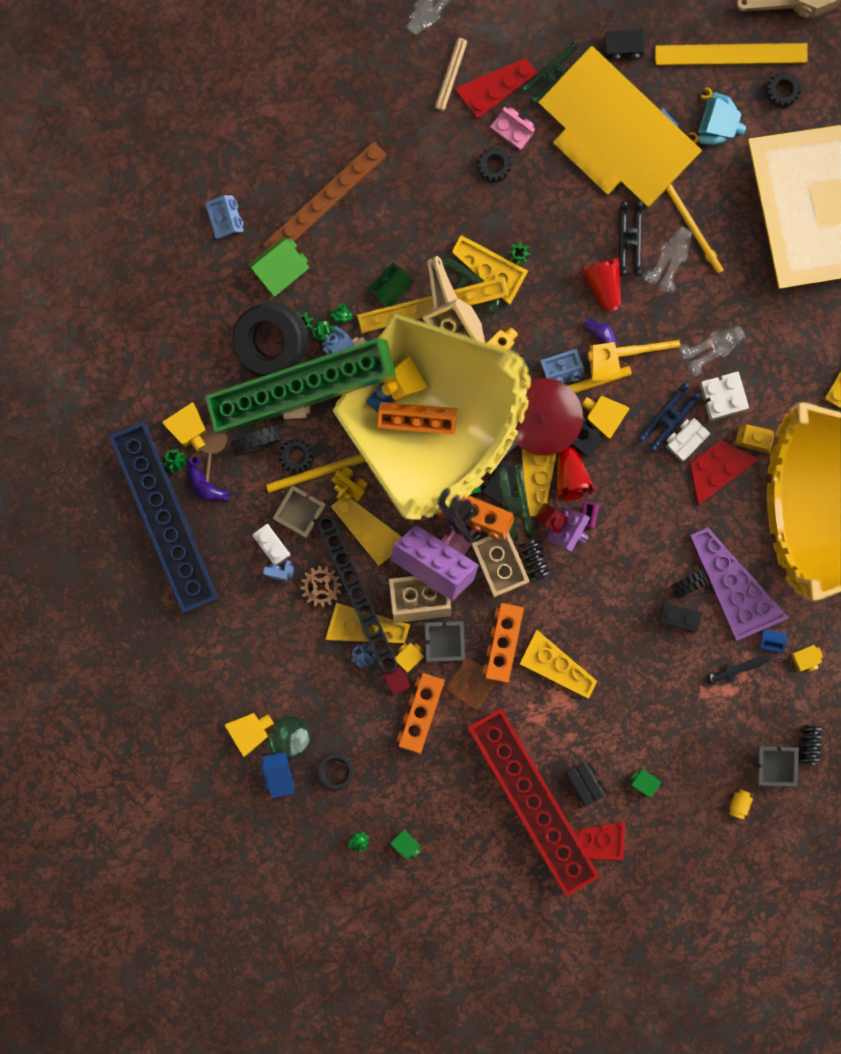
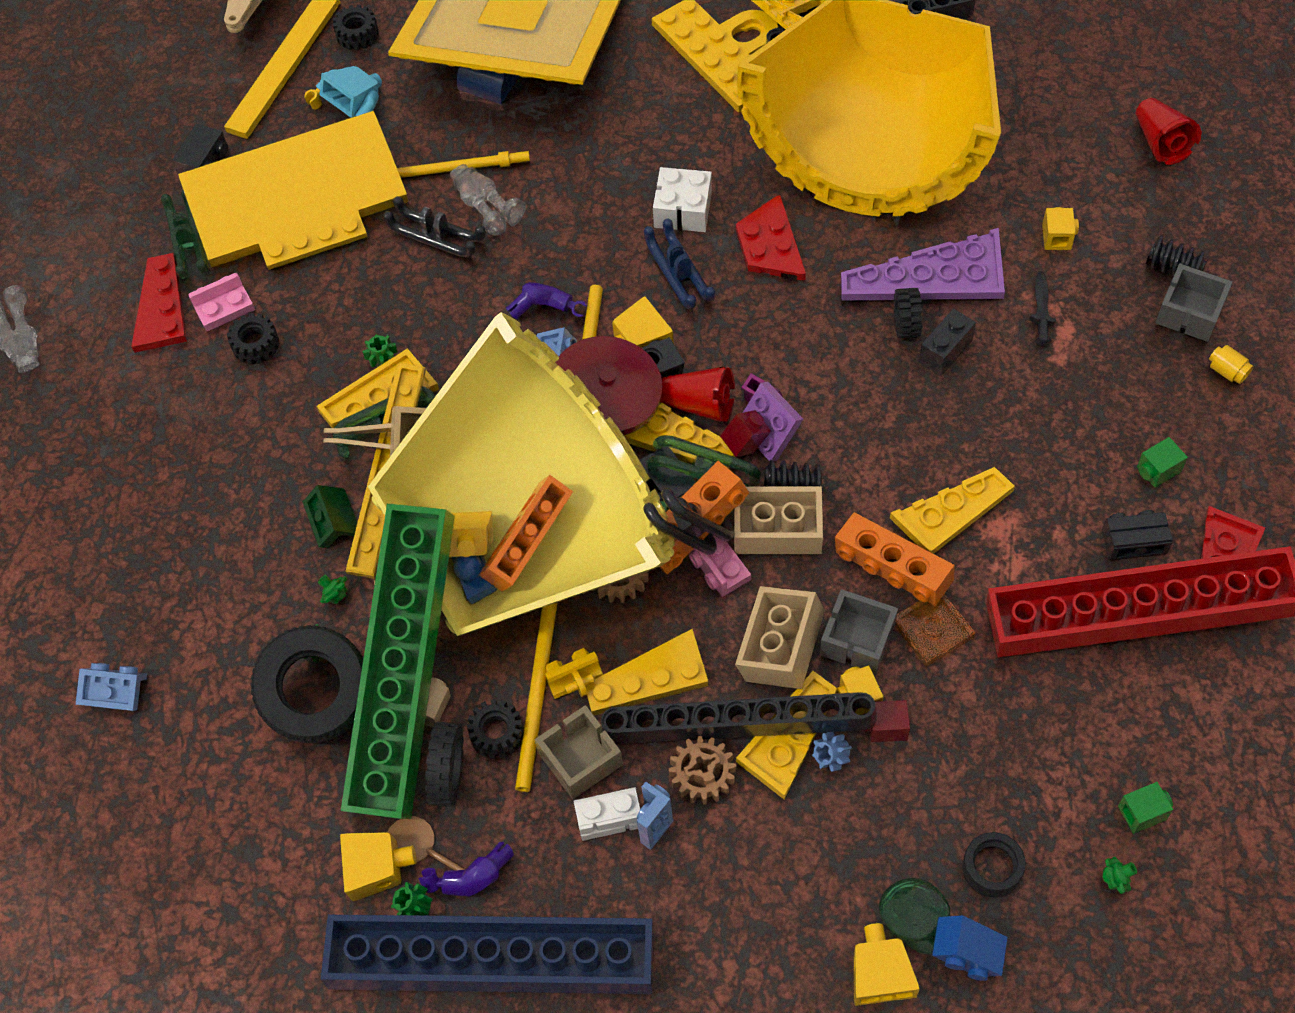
camera: 60 degrees left, 25 degrees down
(279, 265) = (219, 638): bright green brick -> none
(322, 331) = (344, 619): green gear -> none
(330, 195) = (172, 556): dark orange plate -> none
(337, 341) = (361, 598): medium blue brick -> none
(434, 562) = (739, 592): medium lavender piece -> none
(435, 686) = (945, 691): orange brick -> none
(450, 74) = (112, 346): tan axle -> none
(605, 282) = (471, 269): red cone -> none
(605, 361) = (567, 297): yellow piece -> none
(687, 439) = (717, 256): white brick -> none
(720, 341) = (616, 182): clear piece -> none
(754, 438) = (751, 184): yellow torso -> none
(773, 640) = (1020, 256): blue piece -> none

